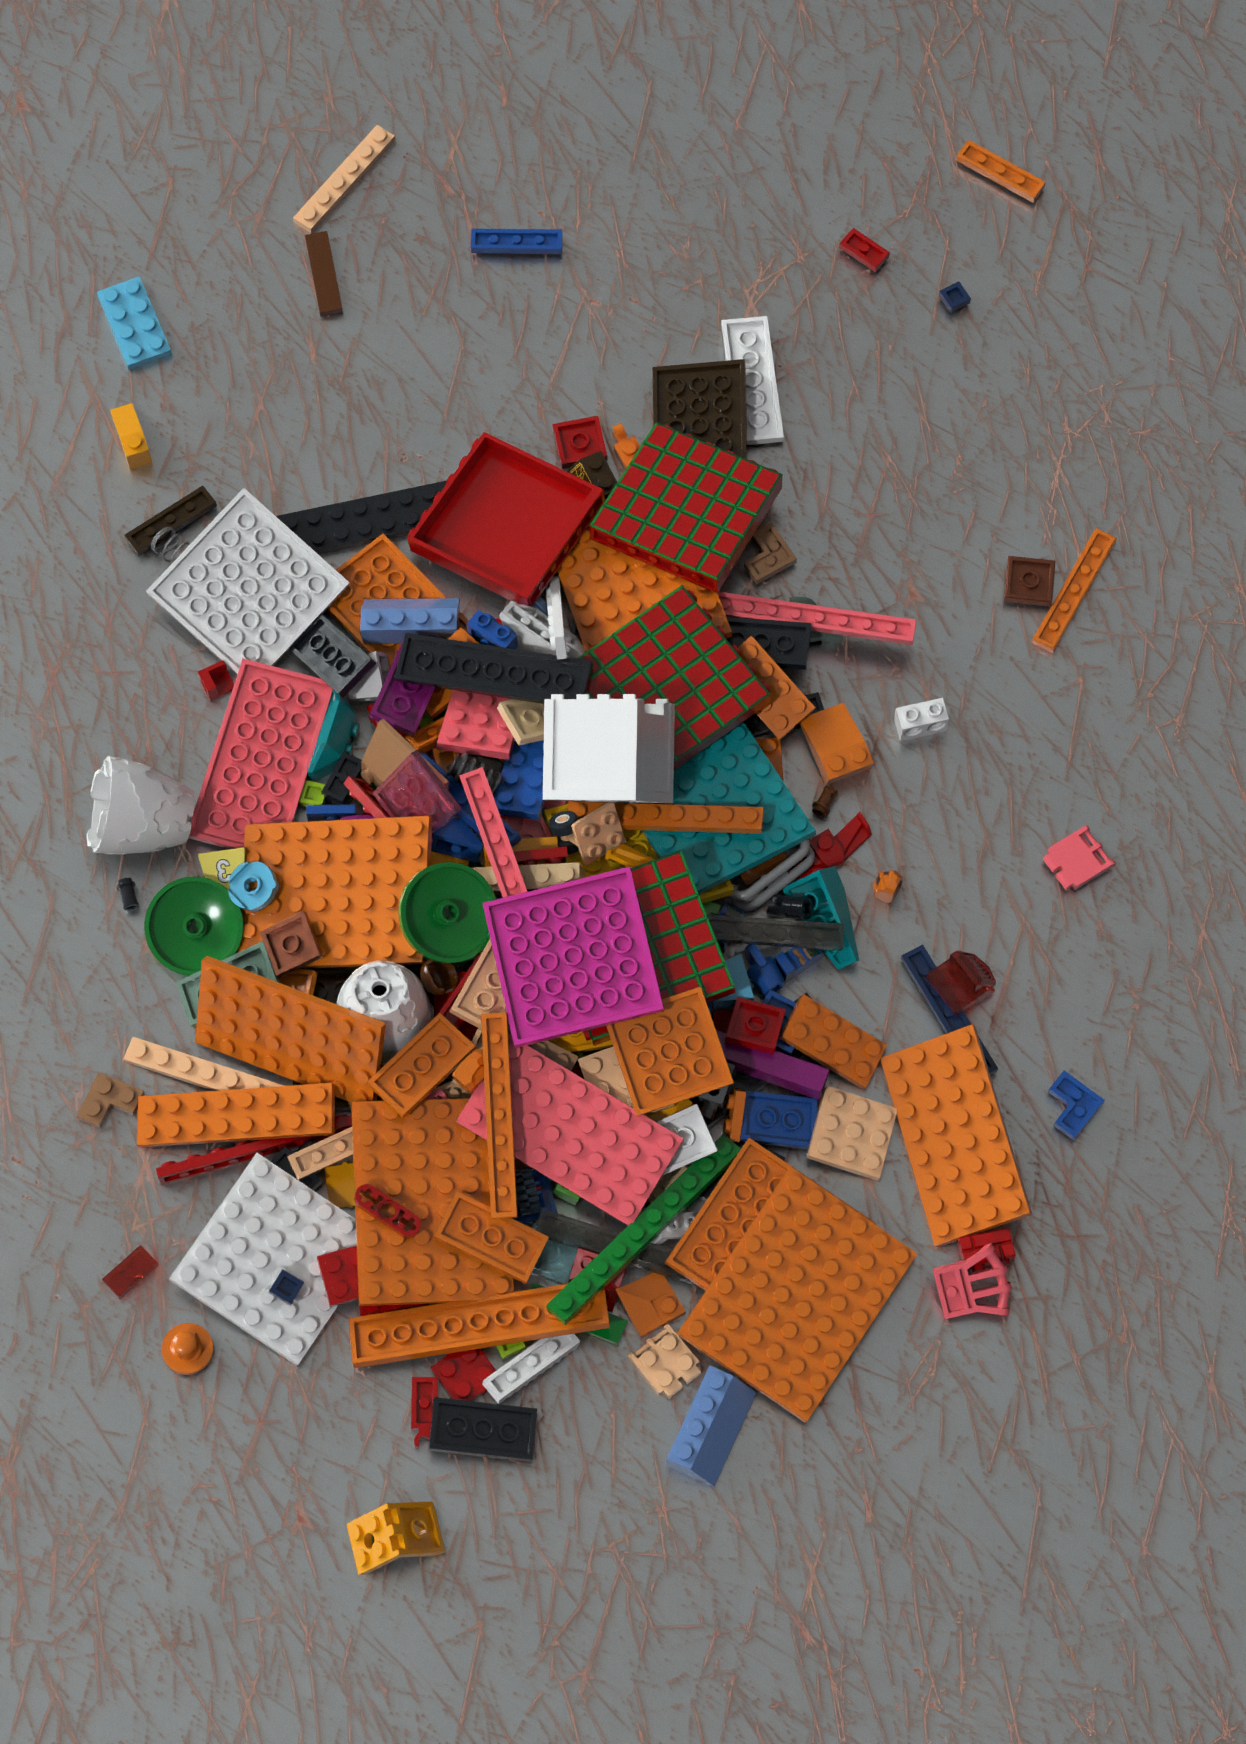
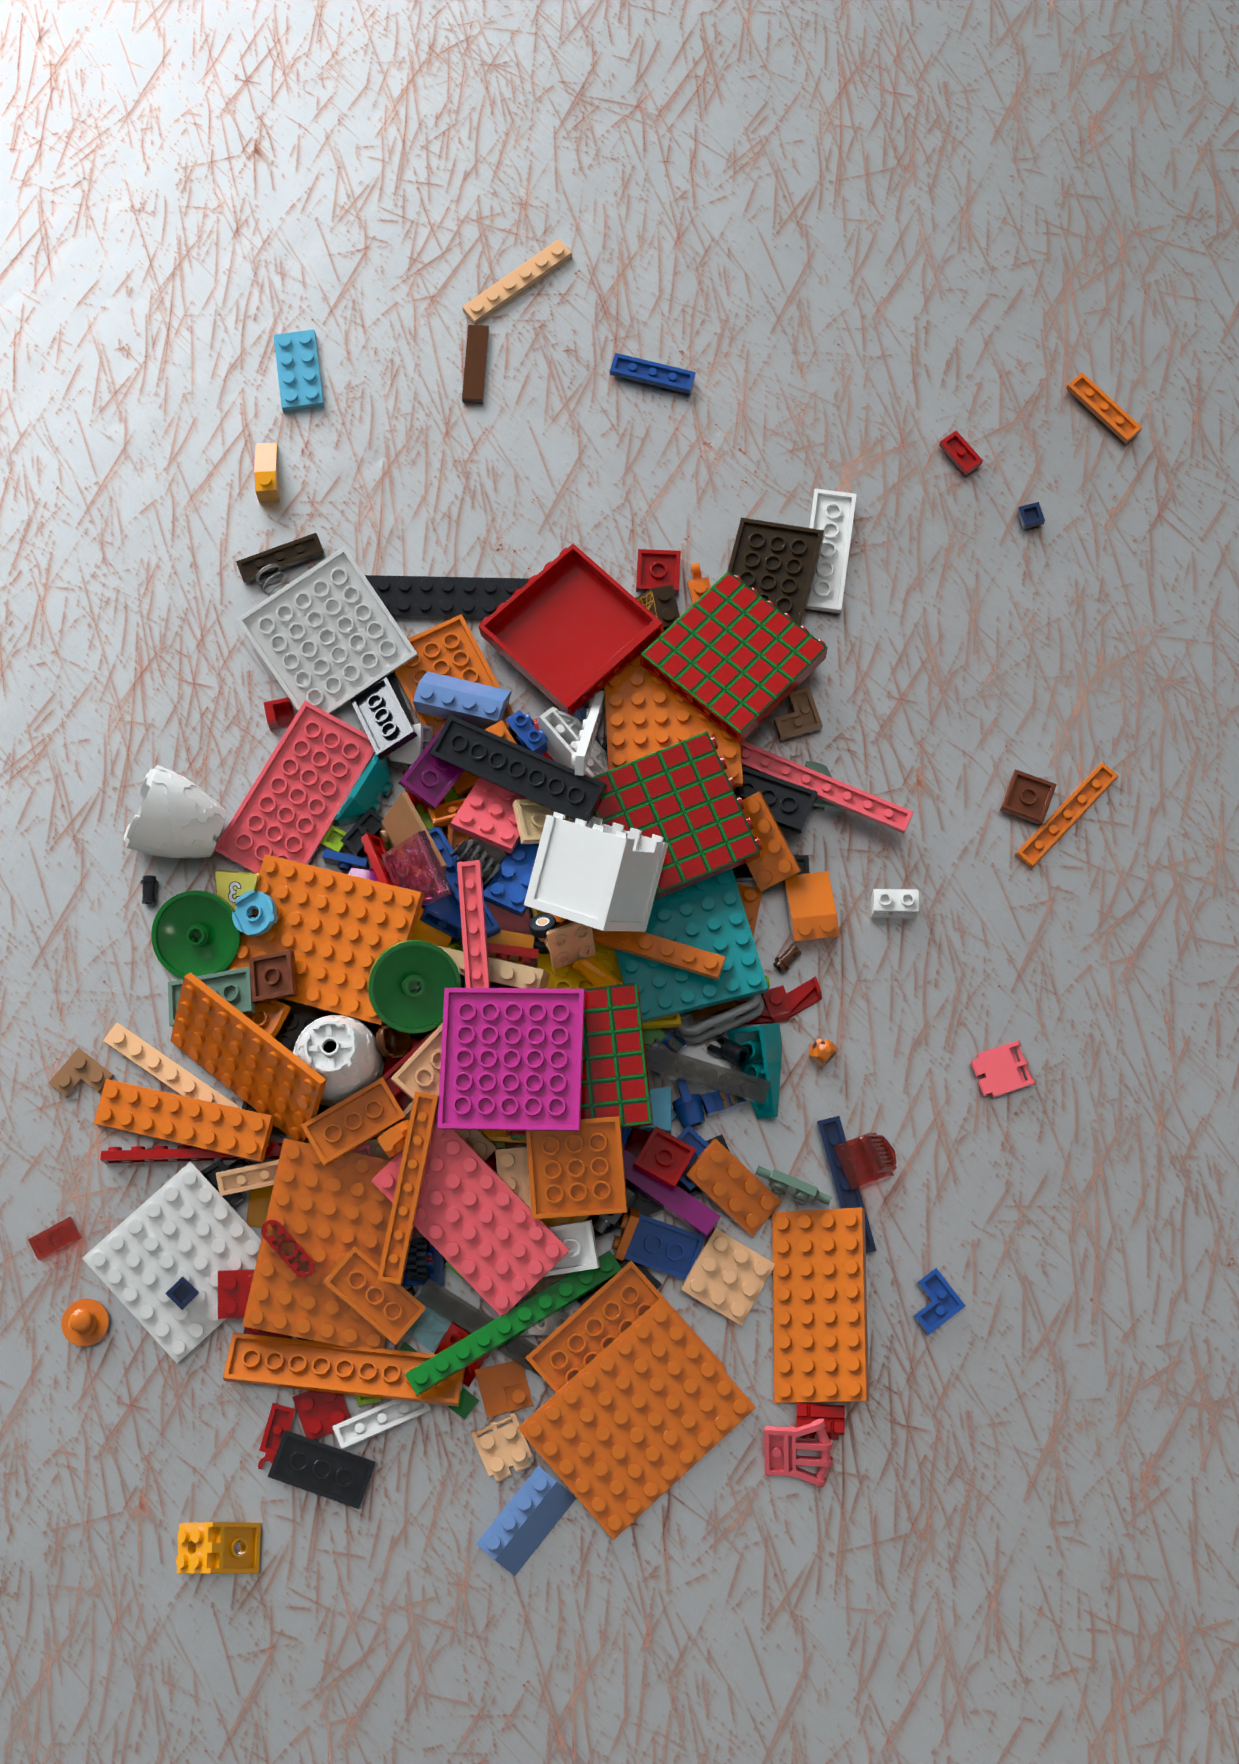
camera: 15 degrees right, 5 degrees up
(895, 1025) = (783, 1183): none -> sand green plate

